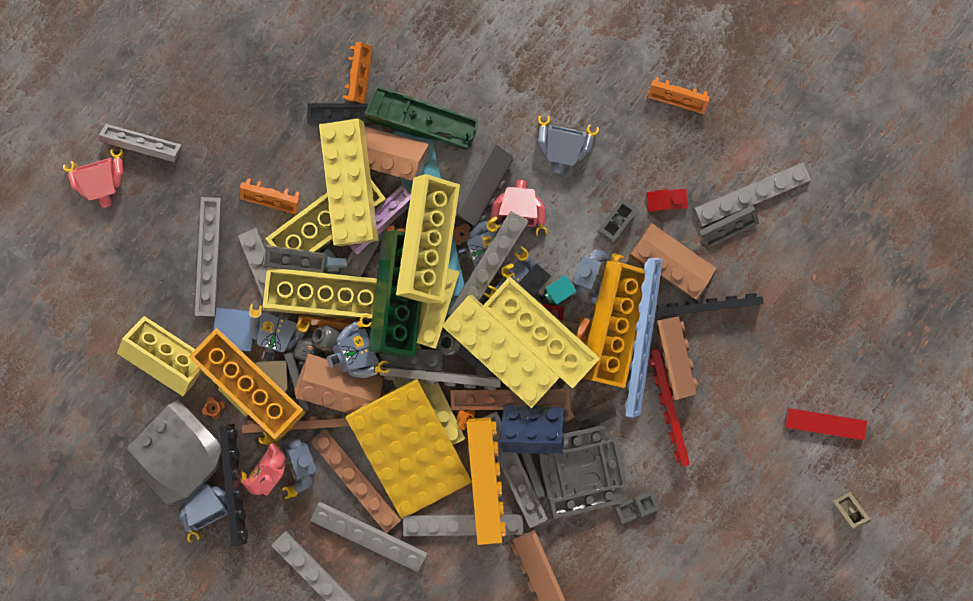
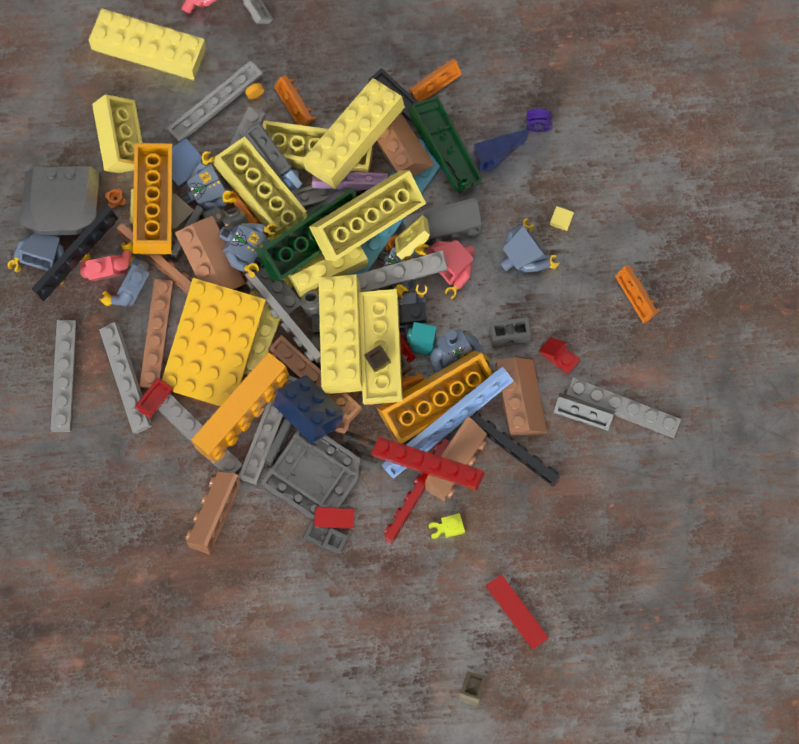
camera: 45 degrees right, 15 degrees down
(107, 262) = (147, 44): none -> light yellow brick
(229, 218) = (254, 91): none -> light orange tile
(408, 533) = (153, 398): none -> red tile
(461, 86) = (496, 150): none -> clear blue slope
(471, 28) = (539, 119): none -> dark purple wheel
(478, 223) = (411, 237): none -> light yellow plate
(552, 346) = (377, 358): none -> dark brown plate
(563, 90) = (561, 218): none -> light yellow tile
(629, 488) = (334, 517): none -> red tile
(665, 386) = (428, 463): none -> red plate
(717, 408) = (450, 525): none -> neon yellow plate

